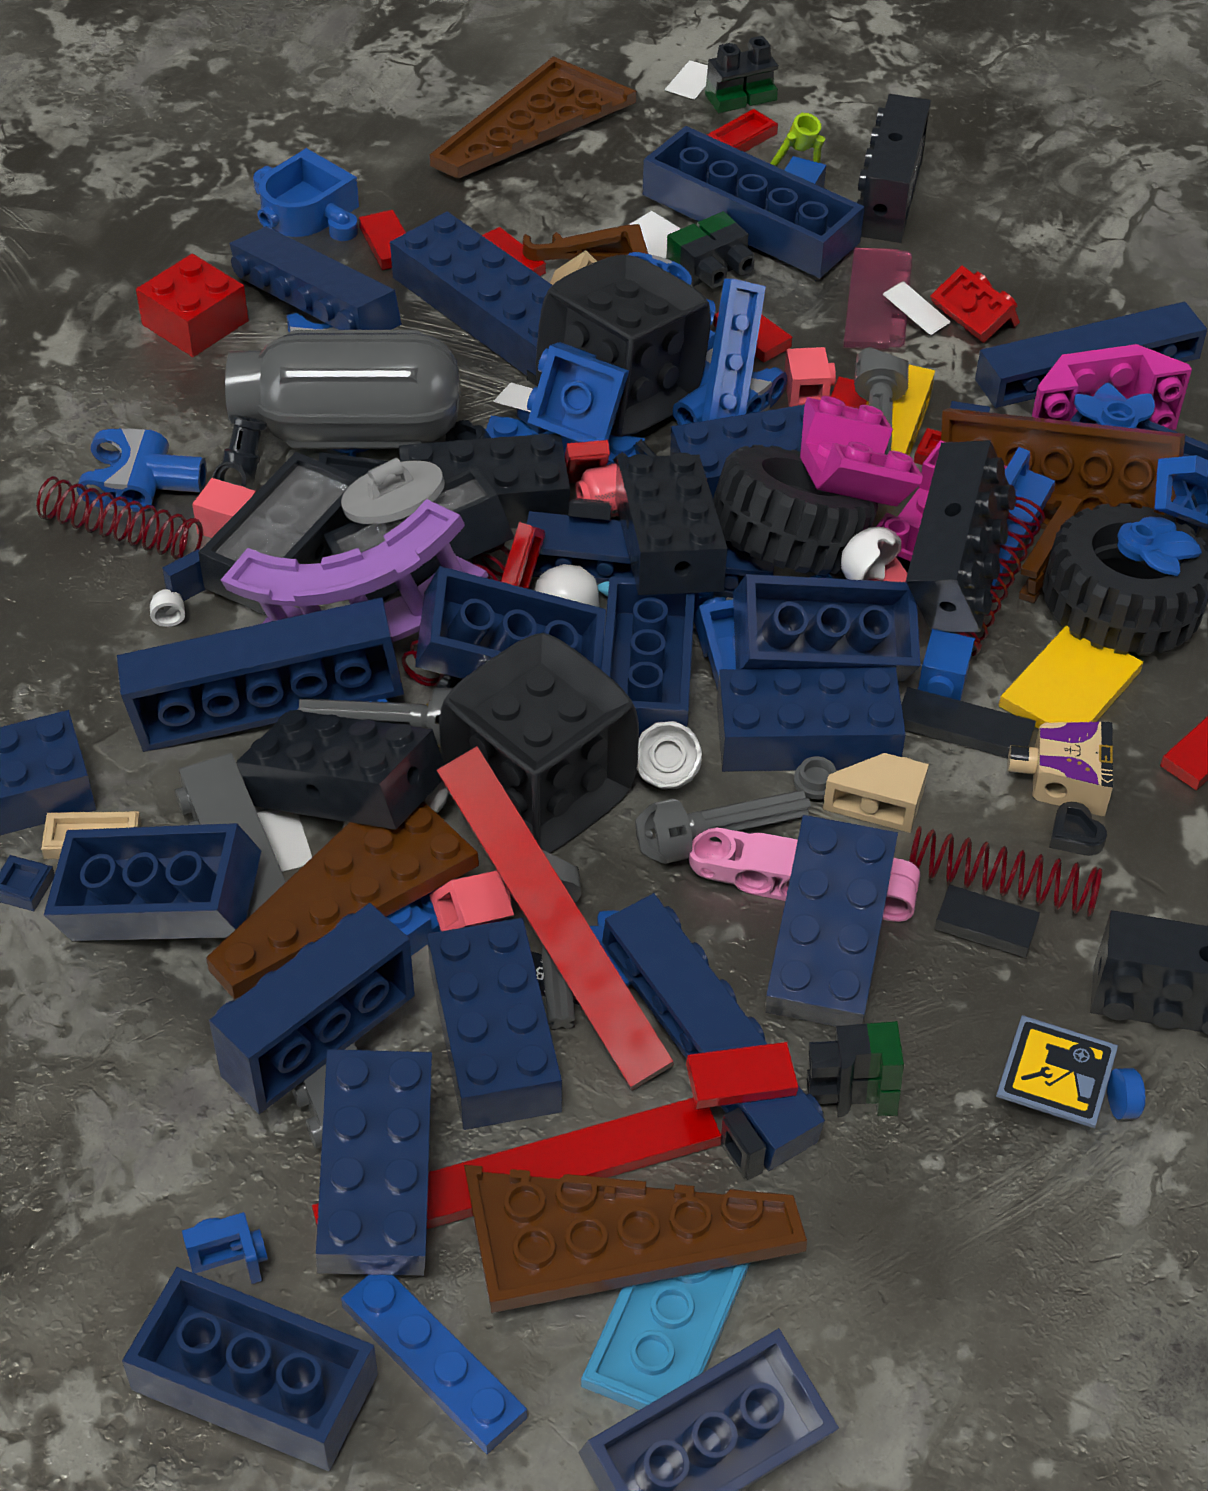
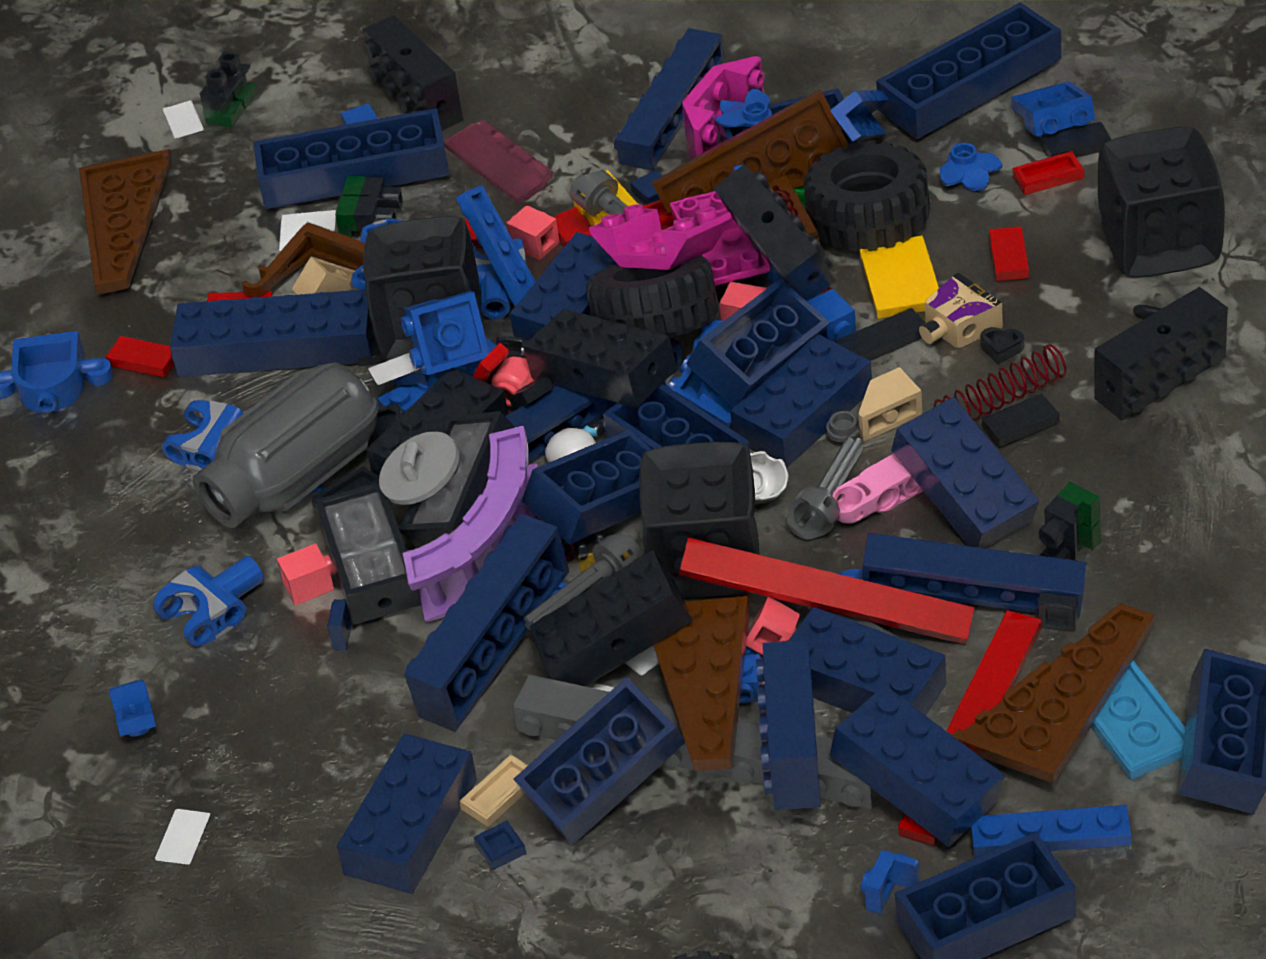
camera: 40 degrees left, 5 degrees down
(116, 519) = (304, 593): dark red piece -> none
(173, 611) = (353, 650): white hinge -> none
(192, 305) = (86, 486): red brick -> none
(242, 449) = (268, 531): black connector -> none
(314, 282) = (160, 407): dark blue brick -> none
(523, 555) = (536, 445): red tile -> none
(741, 1075) = (1027, 573): red tile -> none
(746, 130) = (271, 122): red tile -> none
(802, 136) = (337, 92): lime plant -> none
(869, 553) = (731, 286): white hair -> none
(916, 308) = (533, 148): white sticker -> none
(975, 304) = (566, 119): red bracket -> none
(1057, 1071) = (1149, 453): piece -> none
(1126, 1093) = (1191, 435): blue tile -> none
(1157, 544) = (865, 161): blue plate -> none

